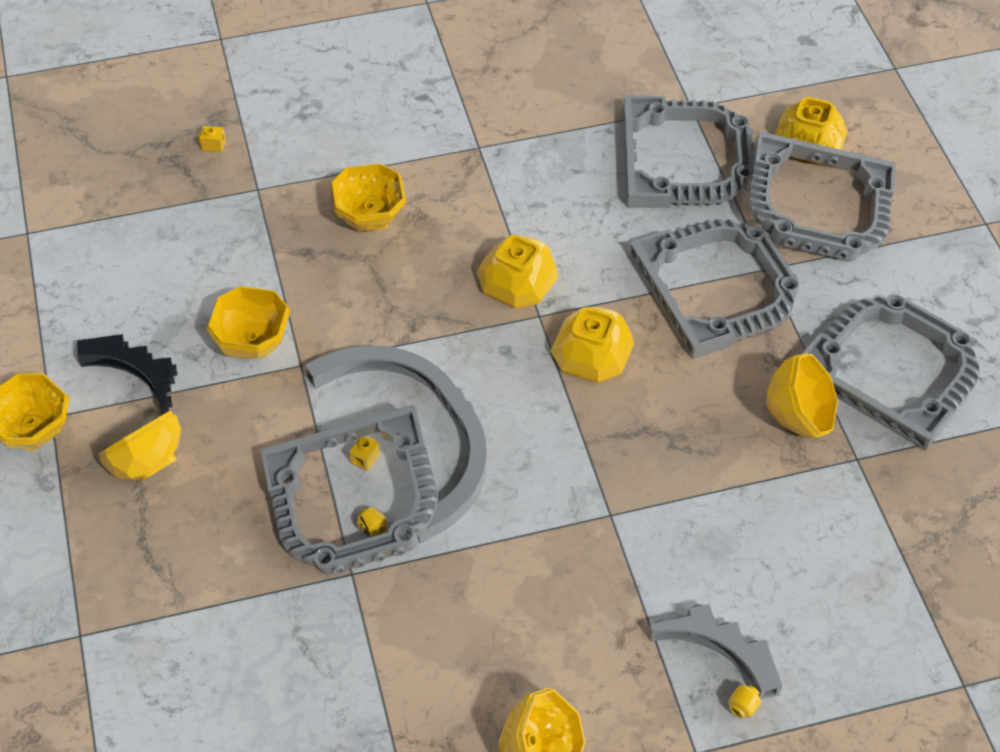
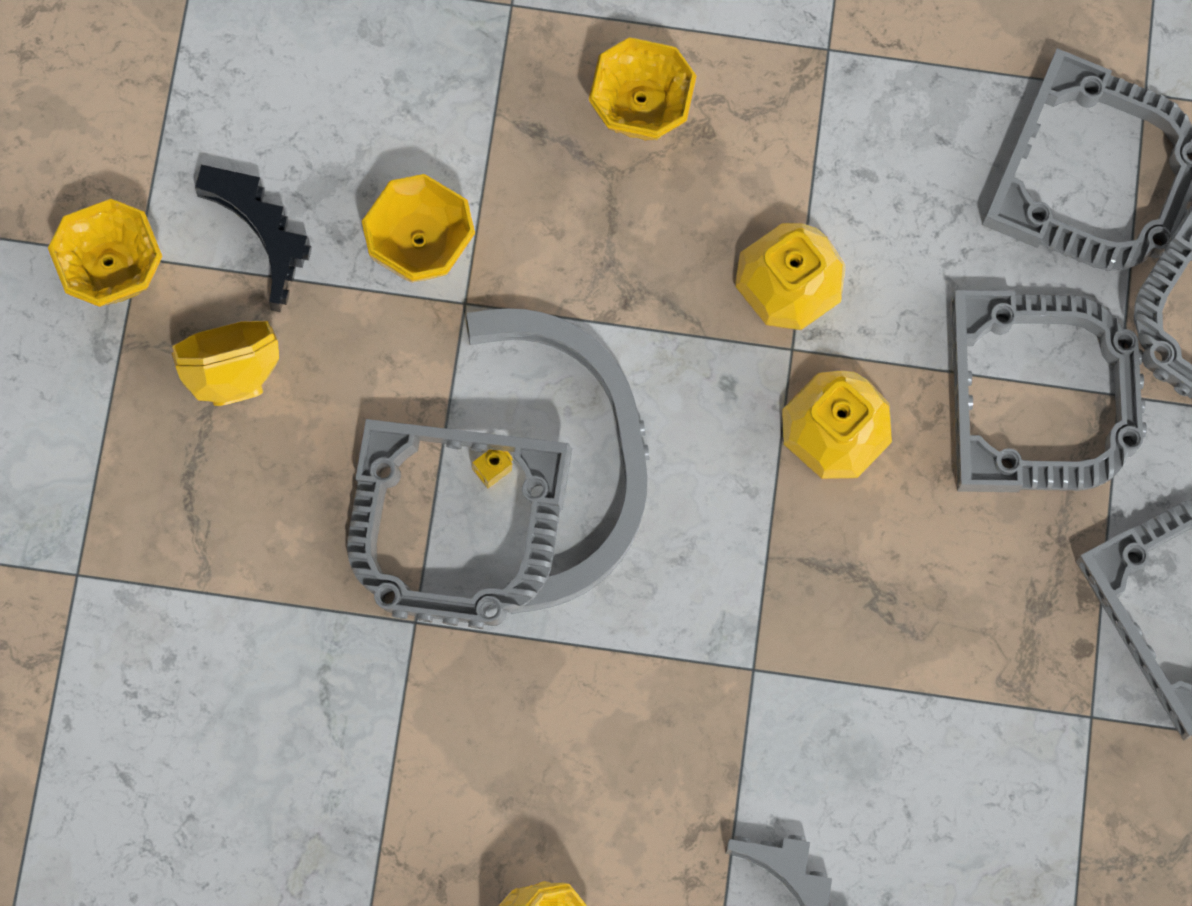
camera: 15 degrees right, 20 degrees up
(371, 522) = (463, 566): yellow head -> none
(803, 396) = (1059, 617): yellow rock -> none

